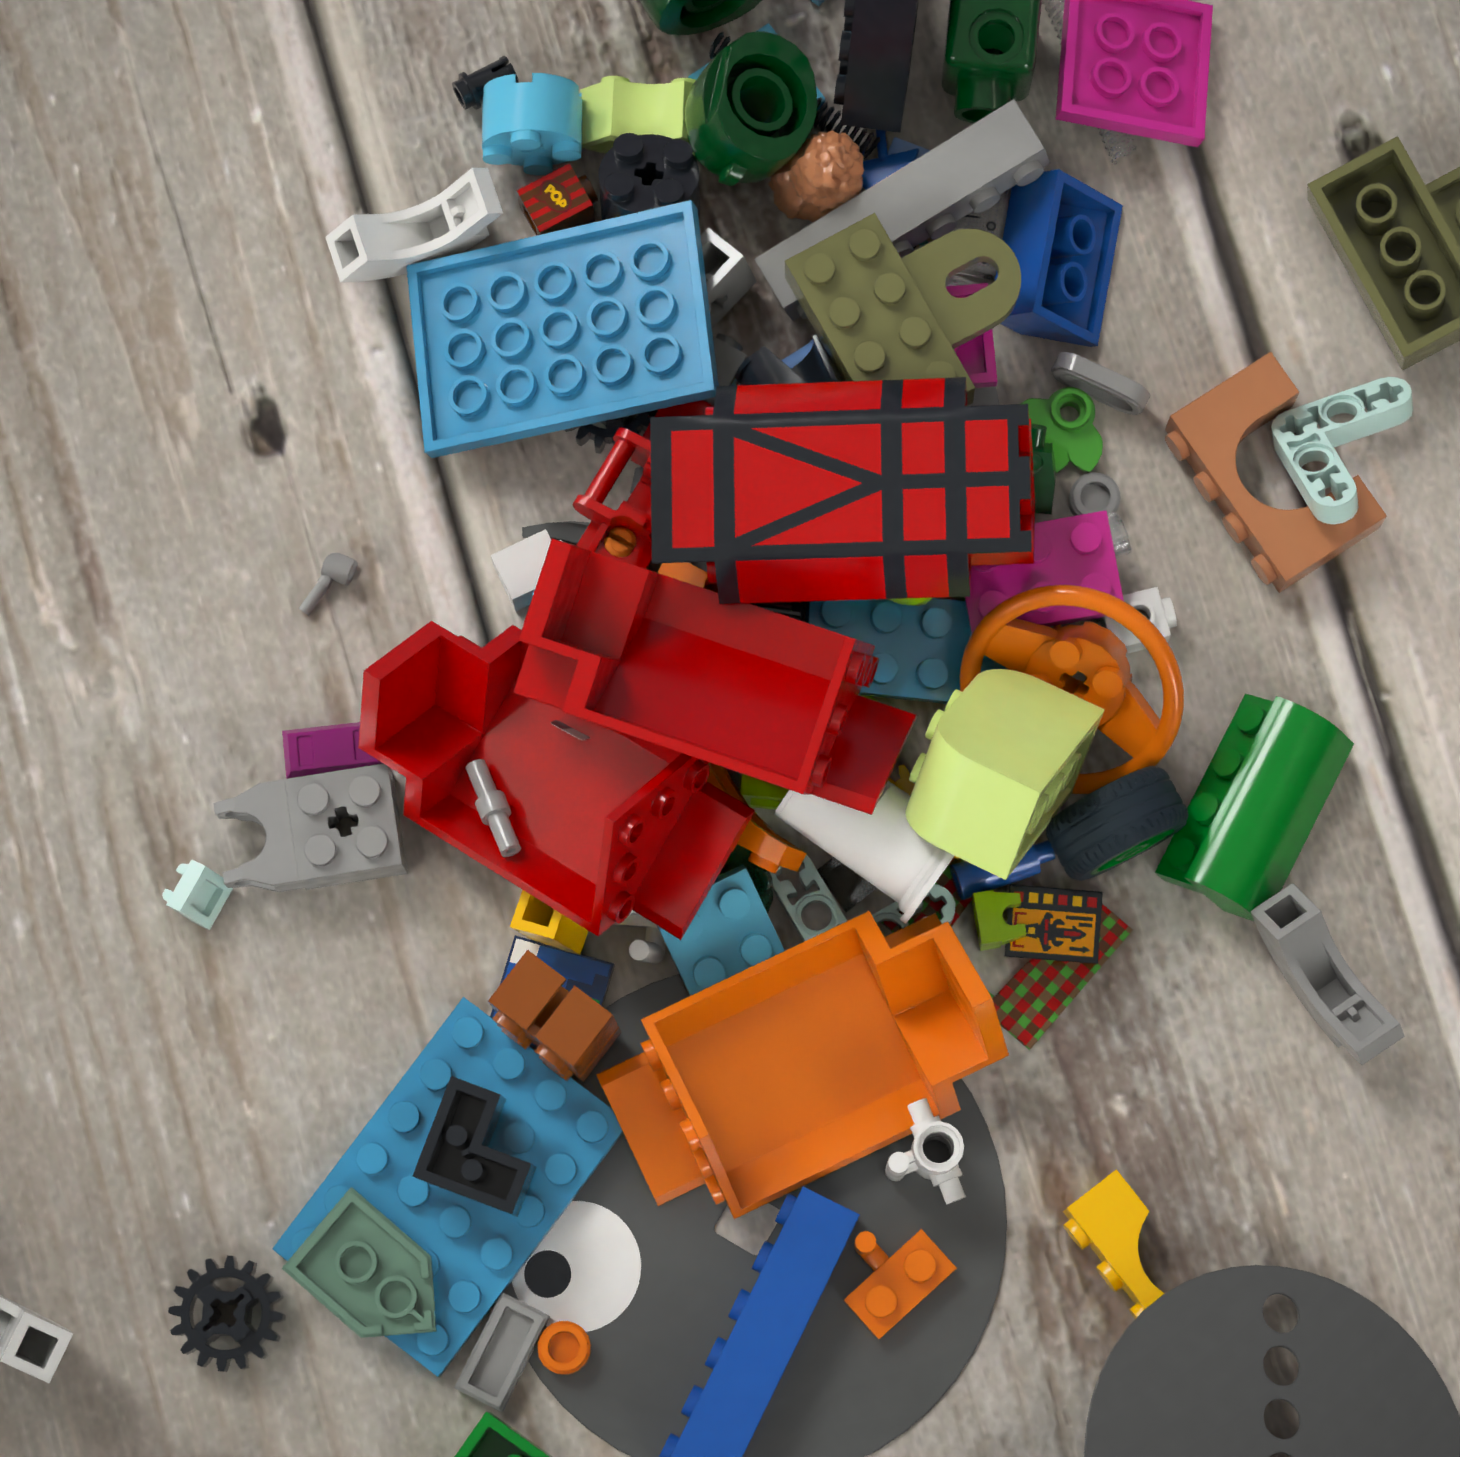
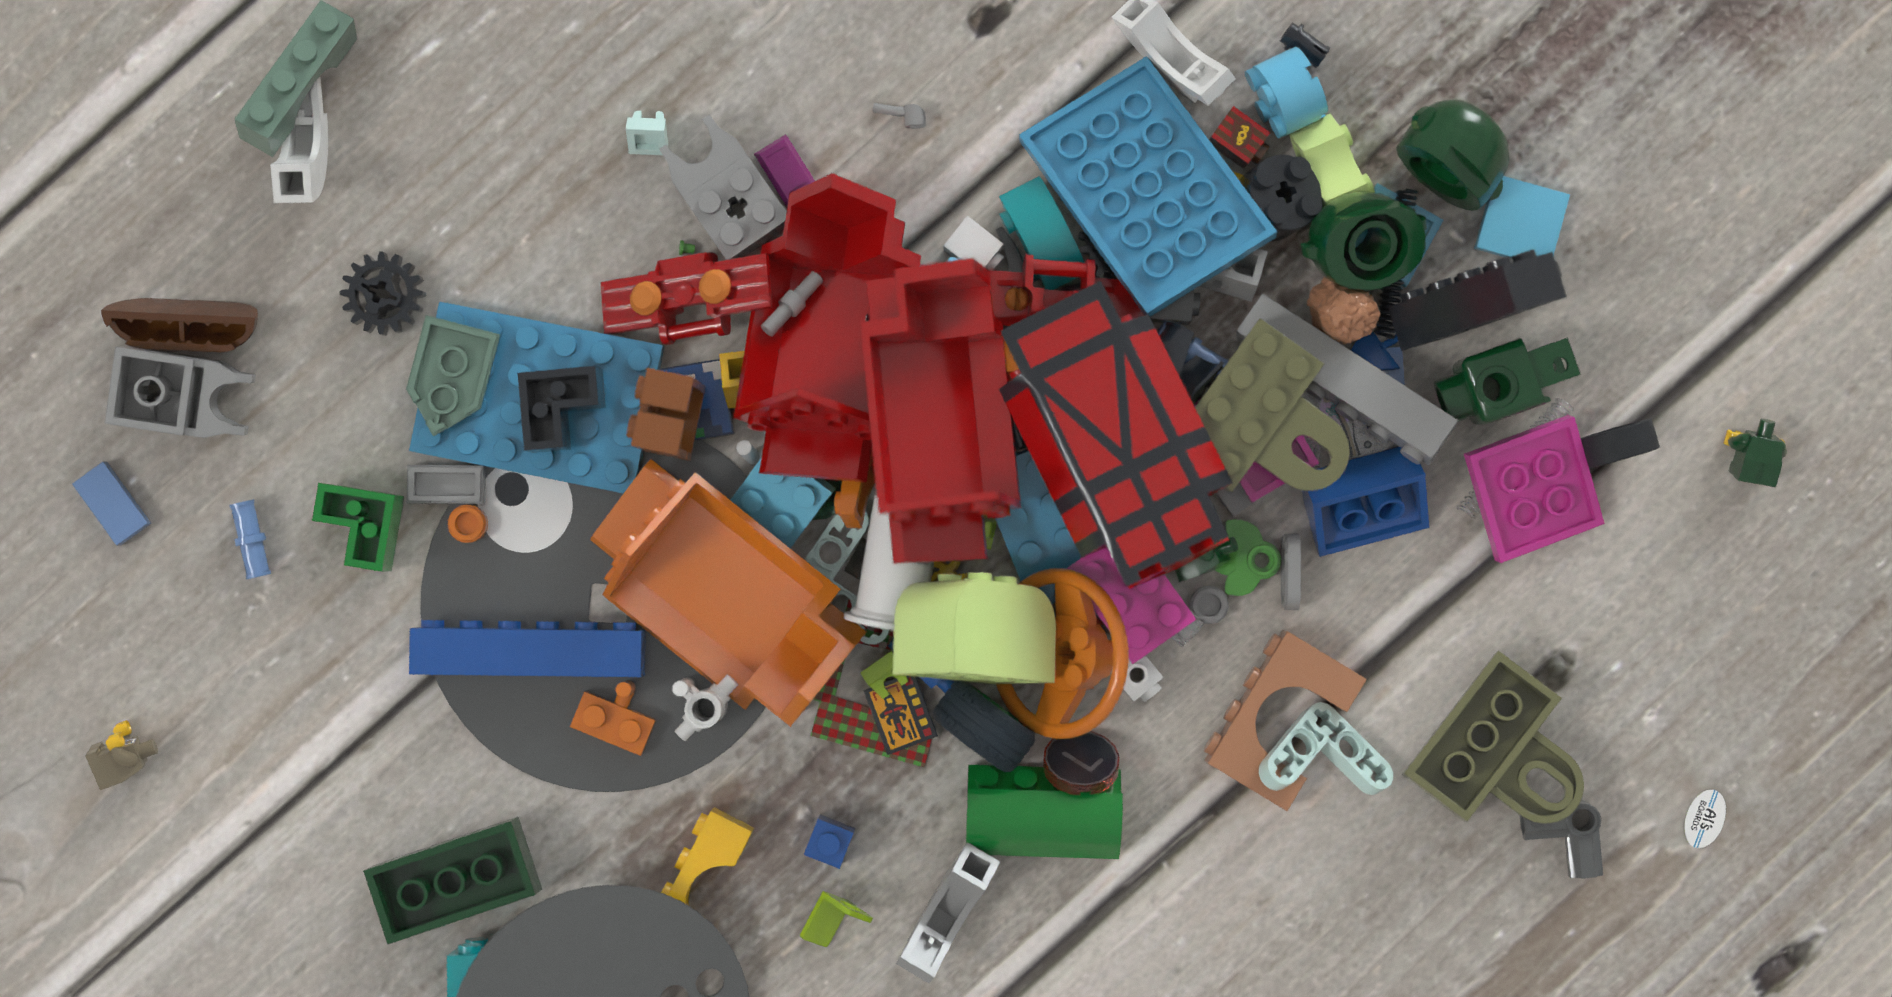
camera: 60 degrees right, 10 degrees up
(358, 916) = (686, 248): none -> bright green piece
(401, 929) = (682, 282): none -> red piece
(546, 479) = (1039, 227): none -> teal brick
(1172, 1082) = (829, 841): none -> blue brick
(1216, 731) = (1081, 763): none -> black tile
(1264, 1132) = (827, 917): none -> lime bracket

